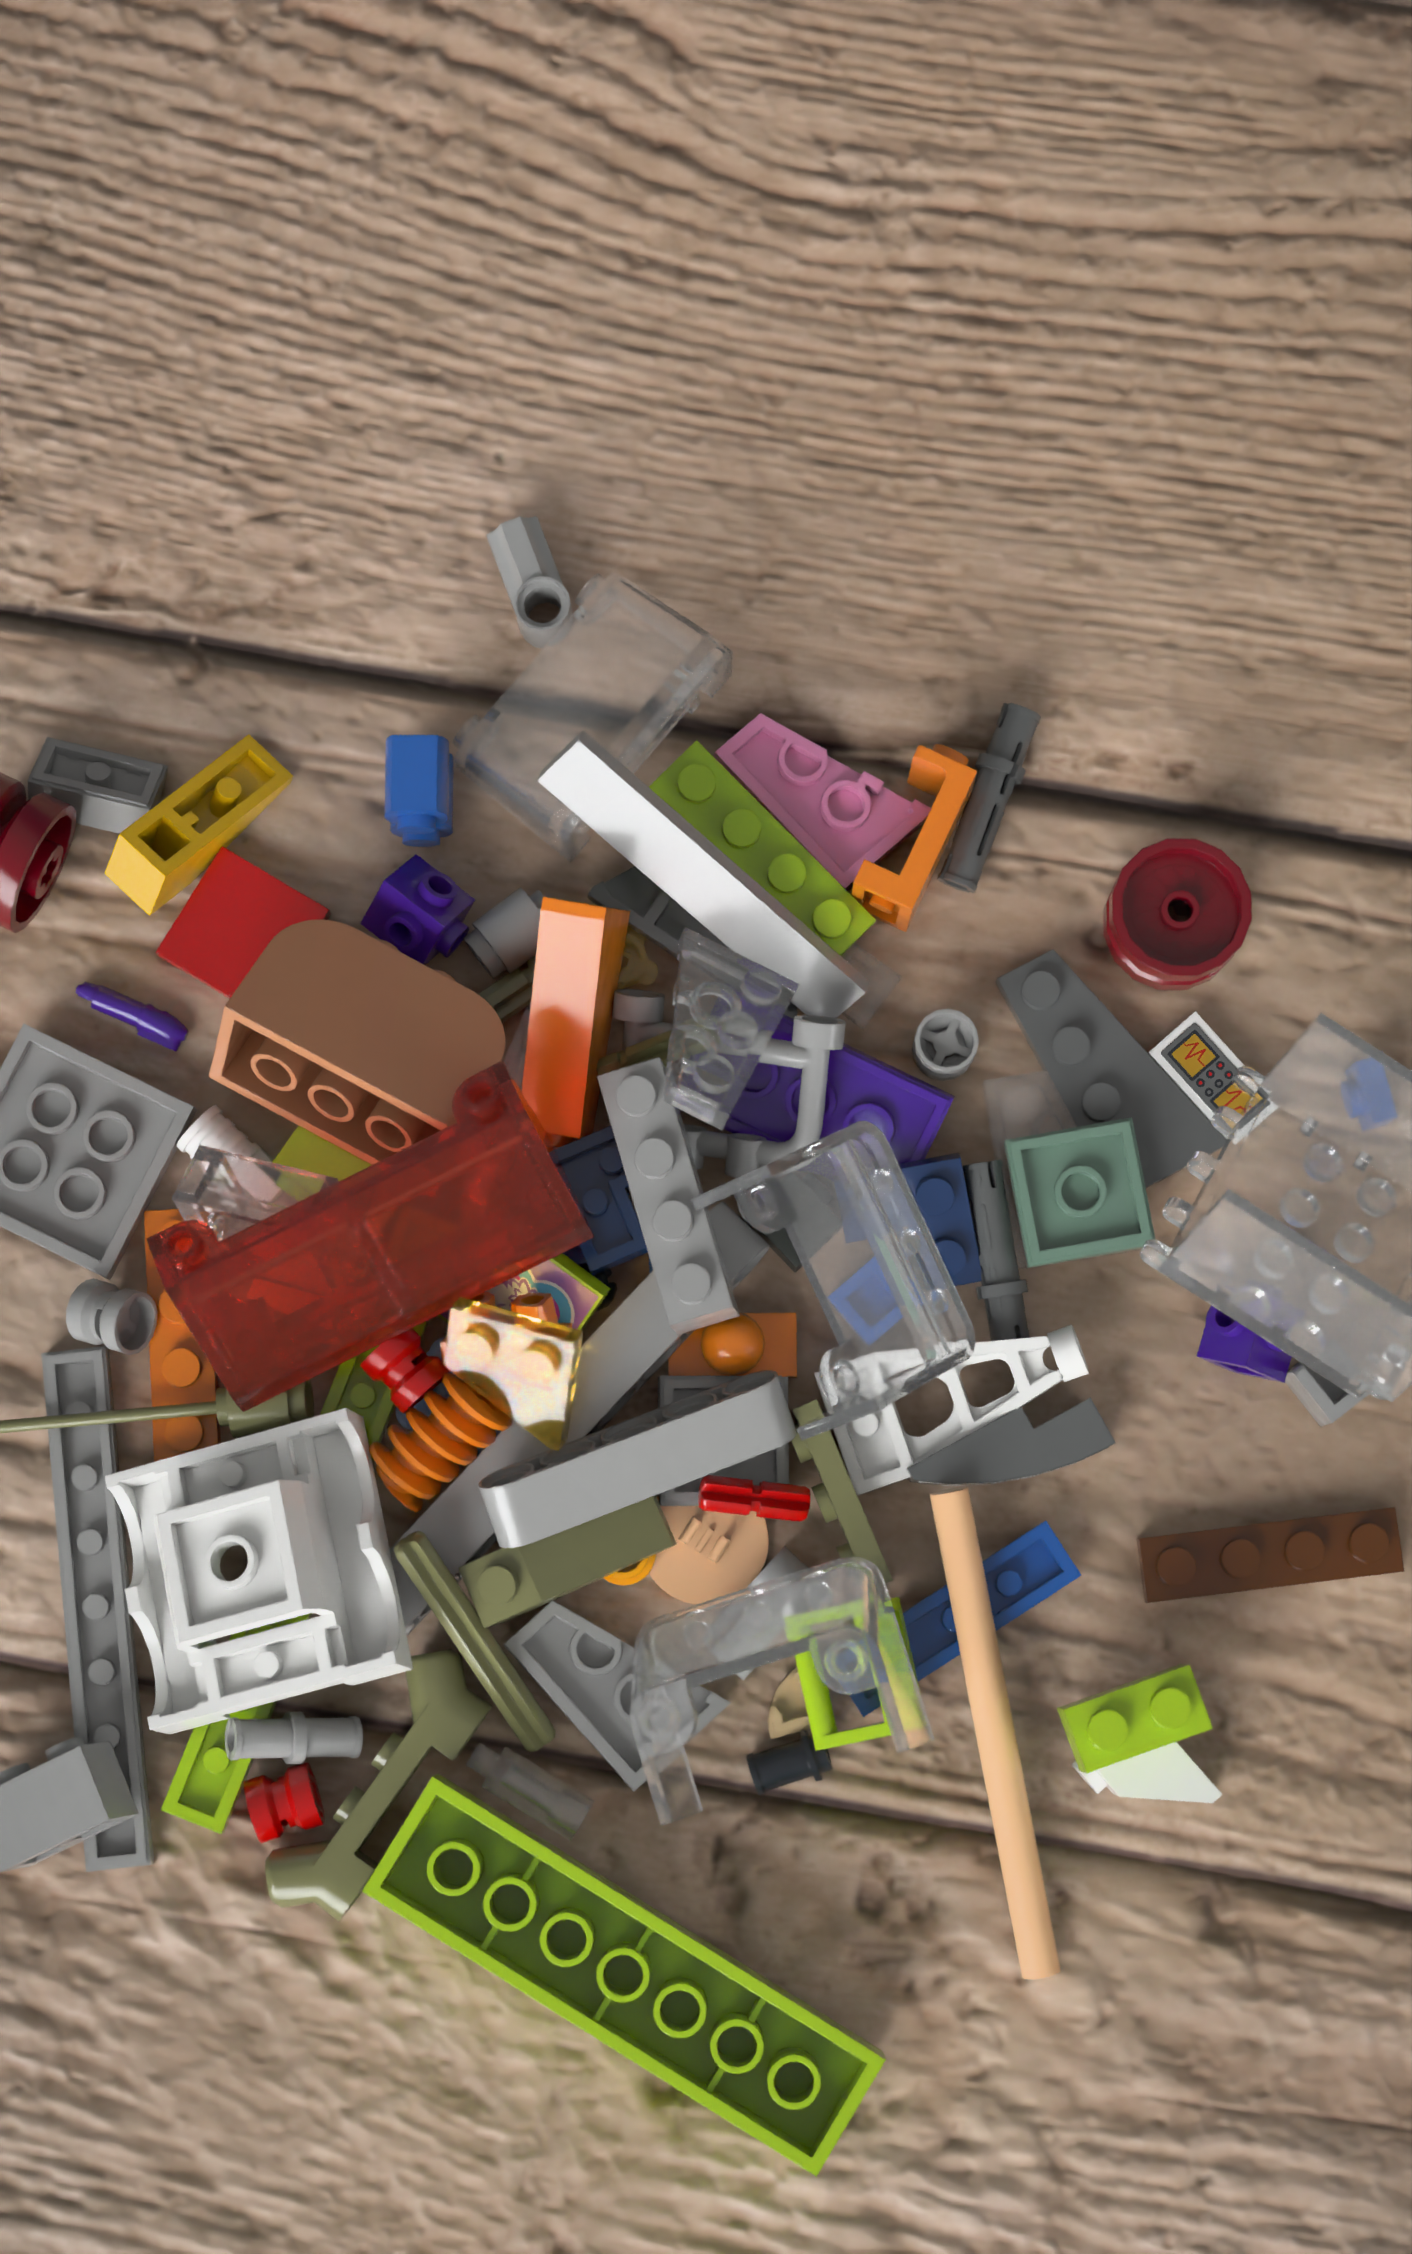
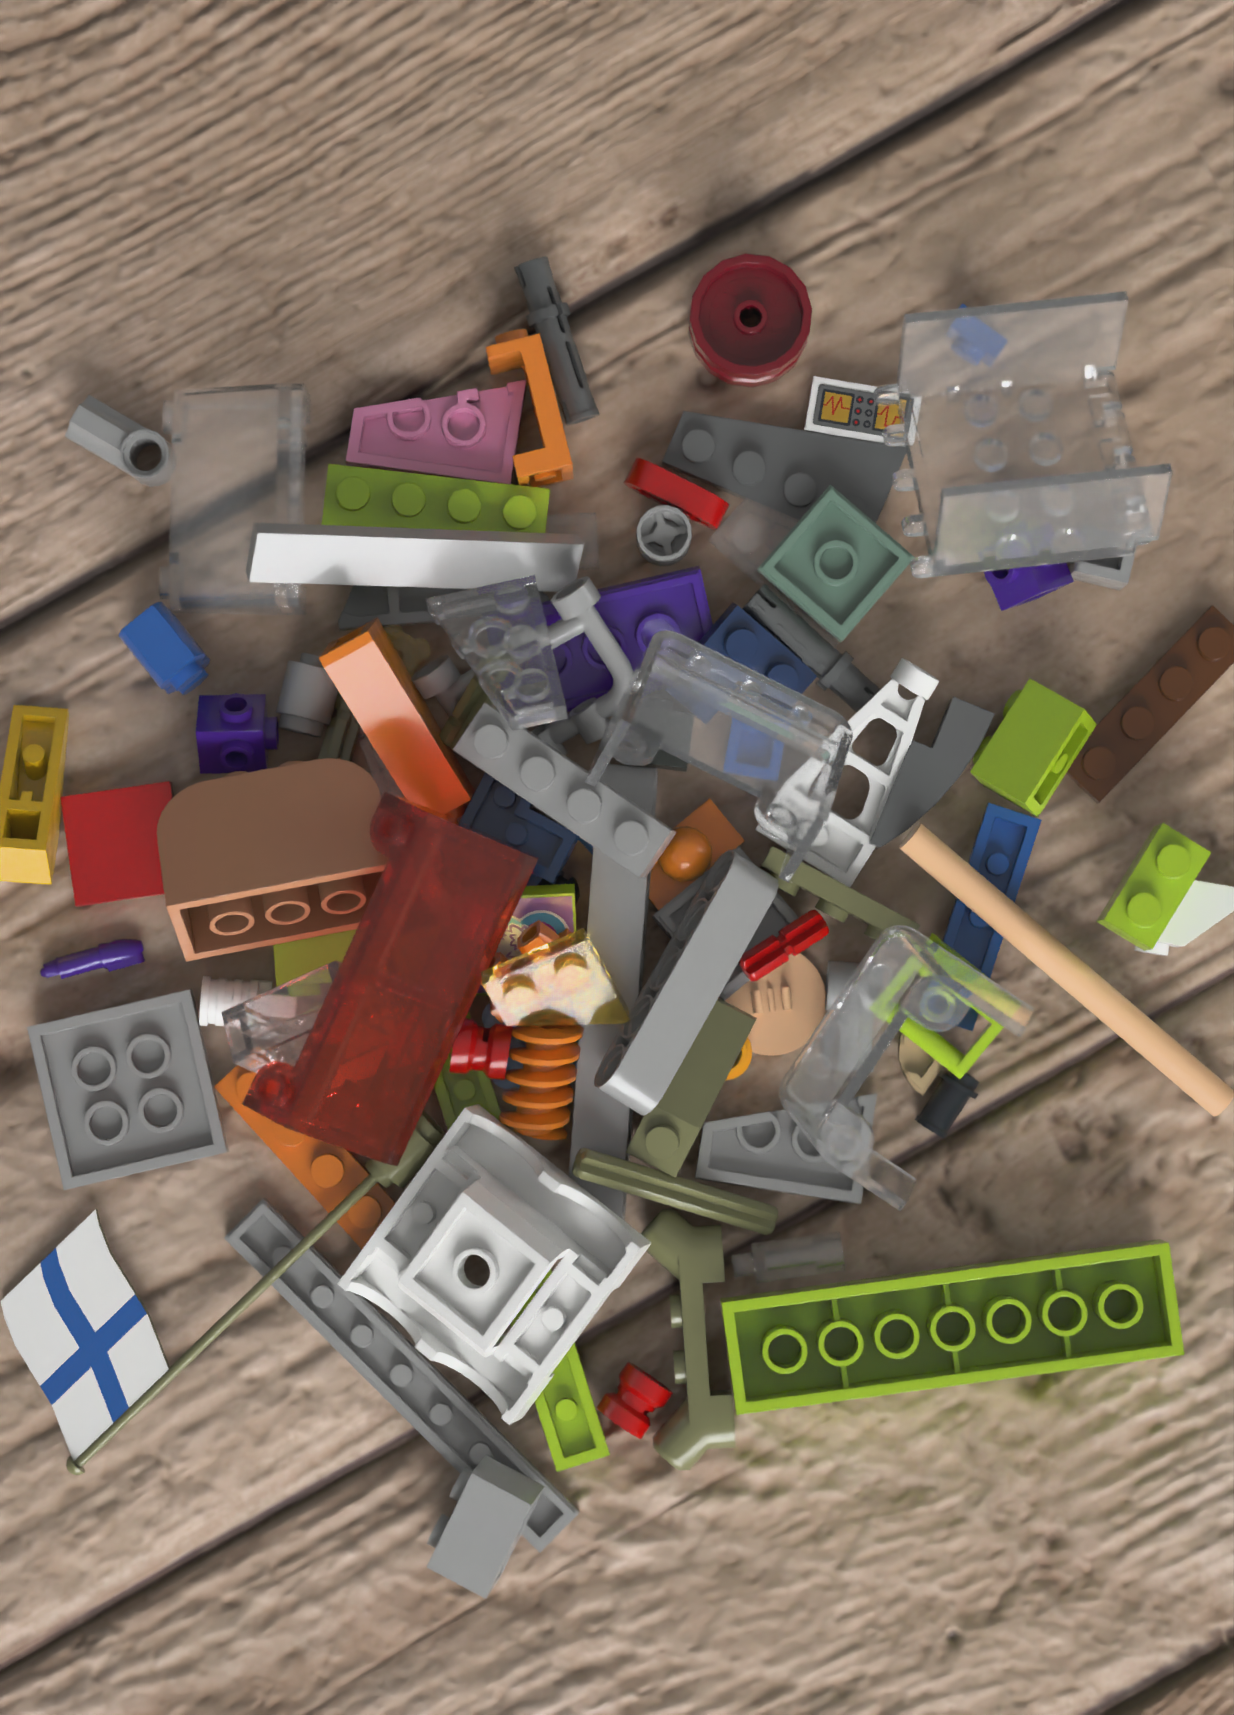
camera: 40 degrees left, 5 degrees up
(101, 1315) = (256, 1173): light grey wheel -> none
(293, 1738) = (606, 1353): light grey pin -> none
(984, 1008) = (677, 492): none -> red beam
(1126, 1502) = (1032, 746): none -> lime brick

